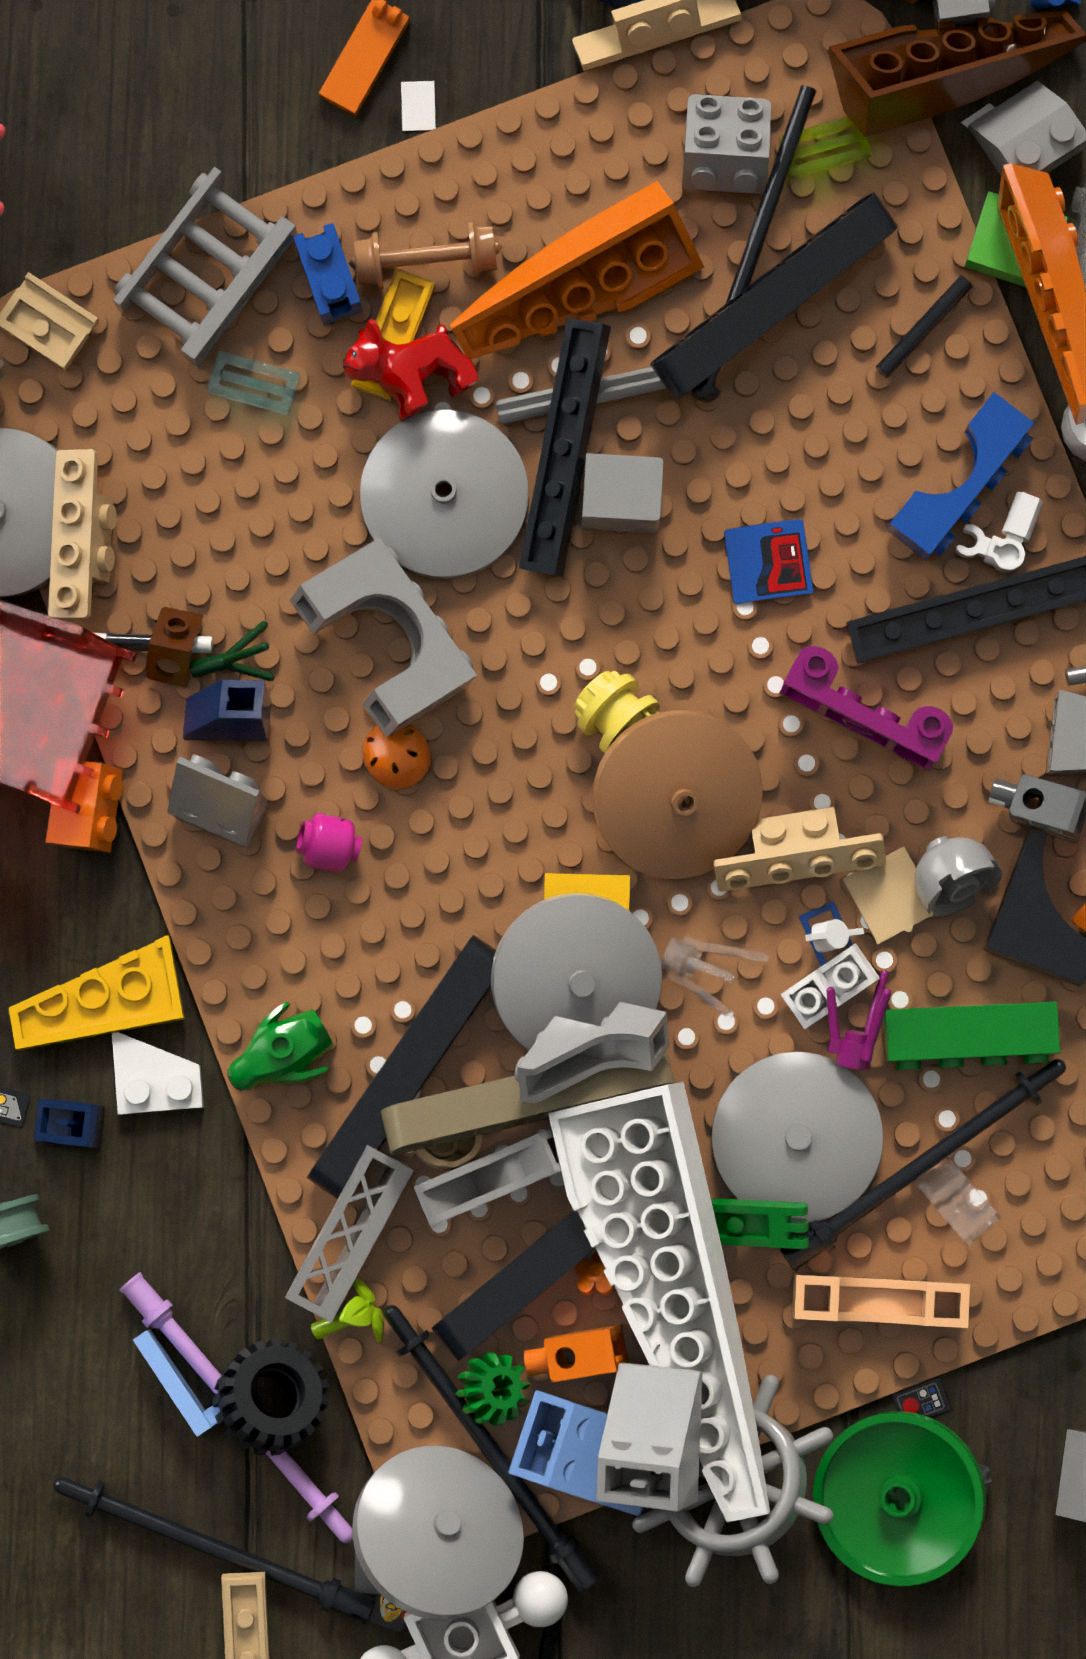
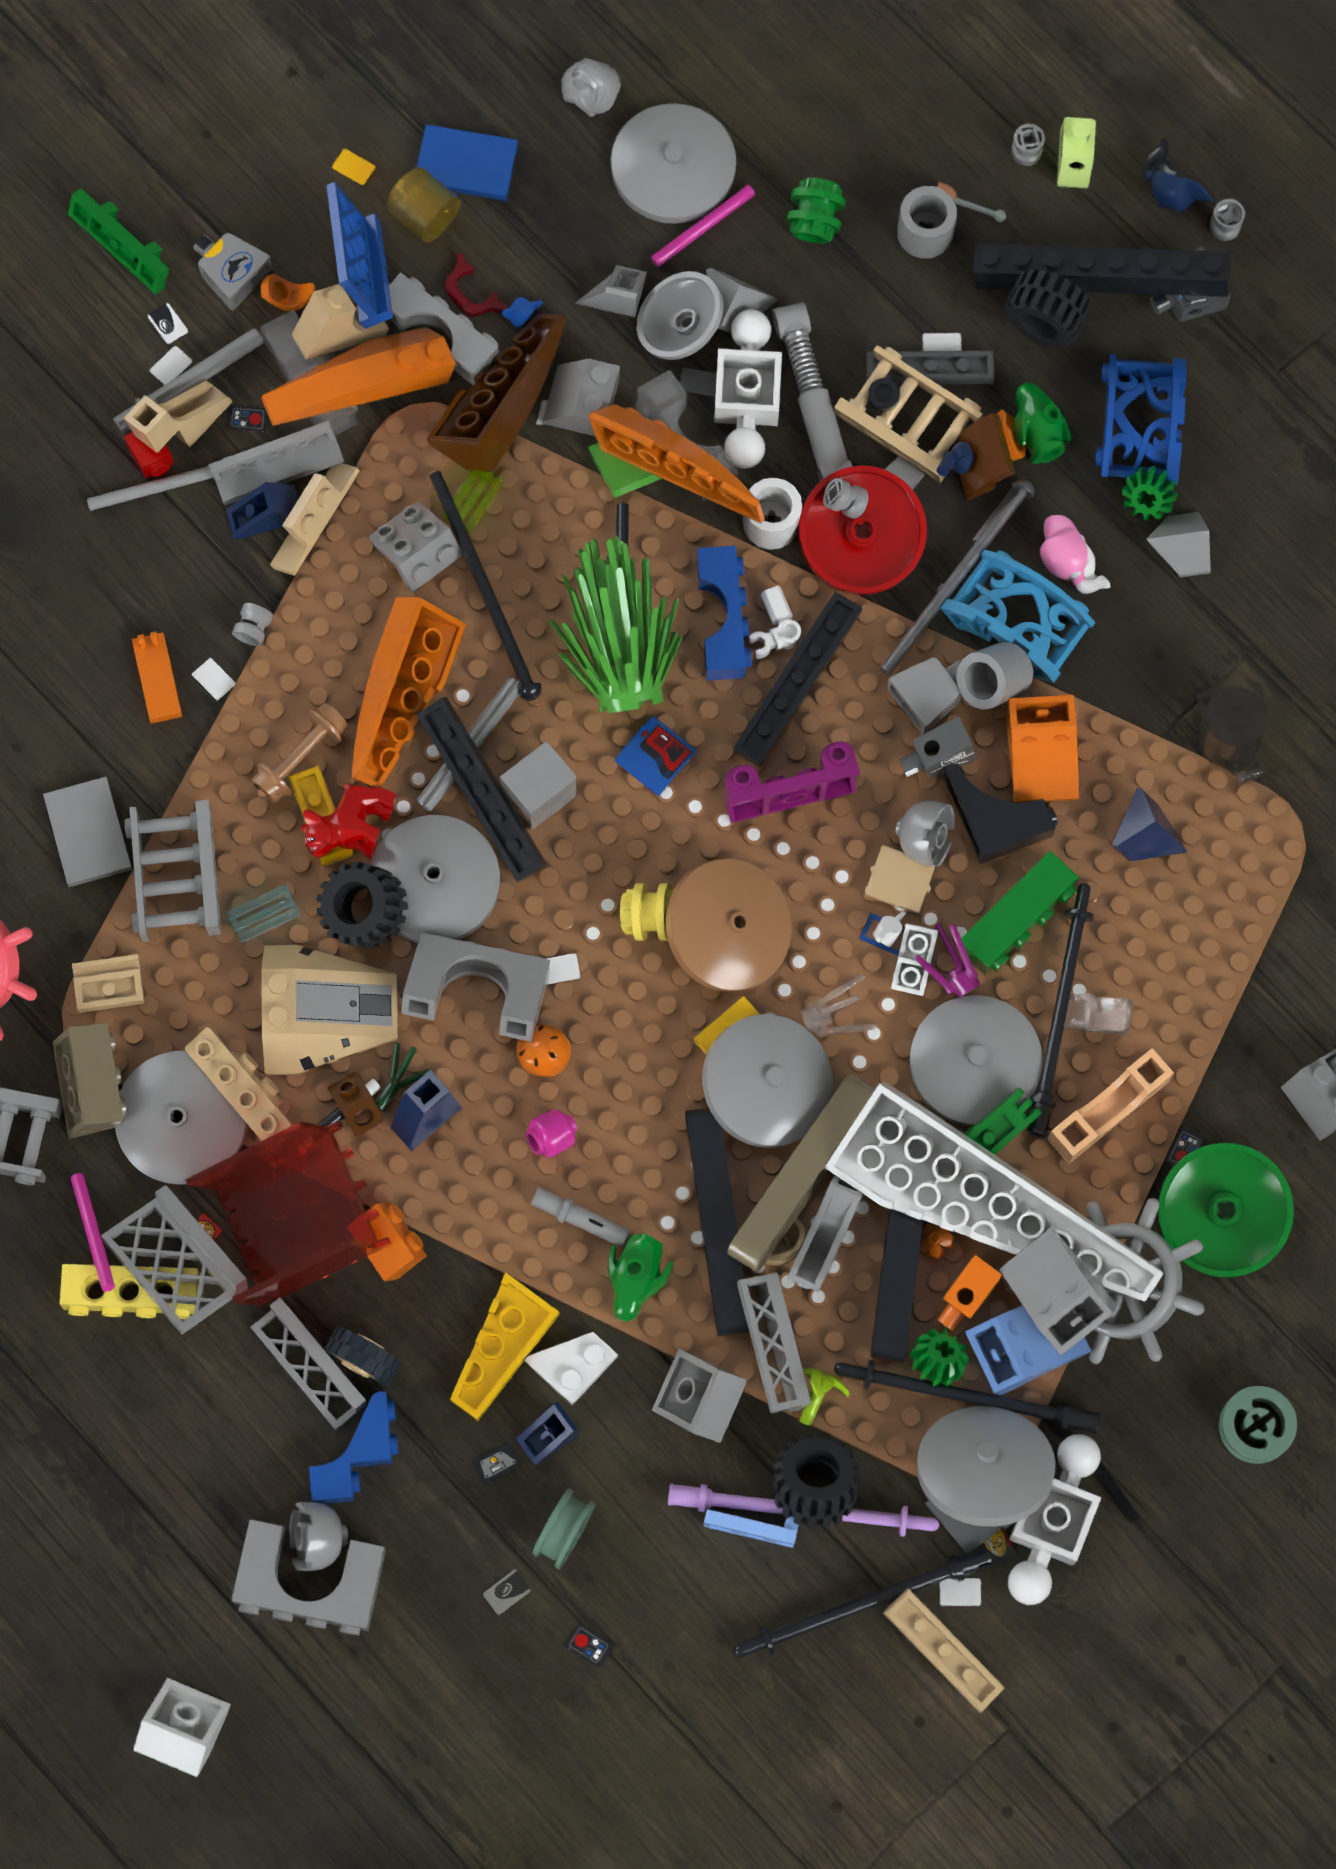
camera: 50 degrees left, 10 degrees down
(163, 152) = (87, 831): none -> light grey tile
(216, 802) = (466, 1162): light grey slope -> none
(224, 524) = (322, 1008): none -> tan wedge
(239, 1217) = (699, 1395): none -> light grey slope
(283, 946) = (576, 1215): none -> light grey pin
(317, 1623) = (960, 1593): none -> white sticker
(324, 441) = (338, 900): none -> black tyre
(328, 274) = (252, 812): blue brick -> none
(488, 690) = (563, 968): none -> white sticker
(508, 79) = (252, 624): none -> light grey wheel
(576, 1050) = (809, 1114): light grey arch -> none
(774, 295) = (522, 603): black beam -> none
(796, 849) = (824, 898): tan bracket -> none
(819, 425) = (627, 639): none -> bright green plant

